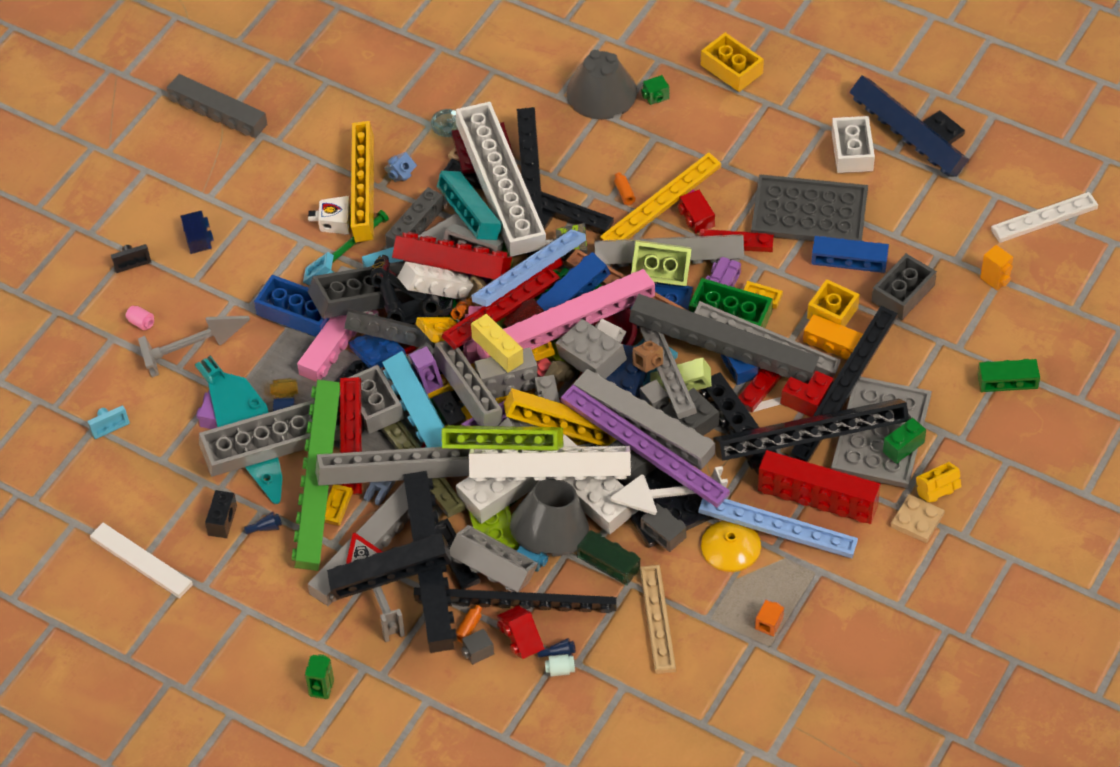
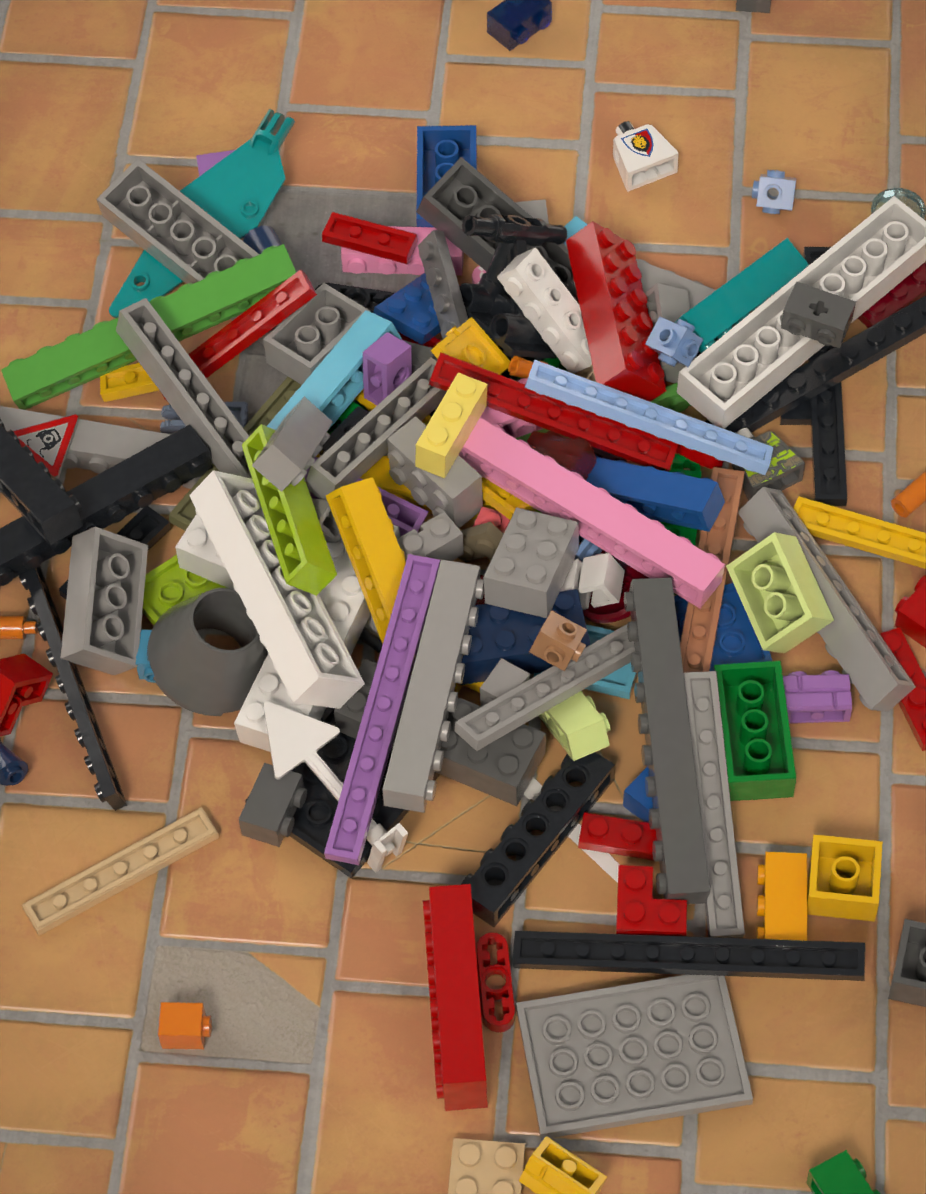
camera: 65 degrees right, 5 degrees up
(108, 421) = (147, 70): medium azure tile -> none
(140, 317) = (338, 24): bright pink brick -> none
(220, 327) = (282, 62): light grey piece -> none
(221, 514) = (52, 257): black brick -> none
(267, 523) = (67, 318): dark blue cone -> none
(284, 387) = (303, 233): clear yellow brick -> none
(319, 267) = (529, 181): medium azure tile -> none
(319, 351) = (369, 238): none -> red plate
(362, 182) = (714, 156): yellow brick -> none
(381, 217) = (675, 213): green bar -> none
(418, 216) = (690, 252): dark grey brick -> none
(465, 417) = (294, 445): none -> light grey brick
(488, 233) = (674, 342): none -> medium blue brick
(515, 168) = (818, 315): none -> dark grey brick
(608, 557) = (197, 757): clear green brick -> none
(727, 553) = (308, 936): yellow dish -> none
(765, 291) = (816, 767): yellow plate -> none
(781, 526) = (362, 983): light blue plate -> none
(811, 429) = (556, 939): black brick -> none
(904, 440) = (612, 1090): green brick -> none

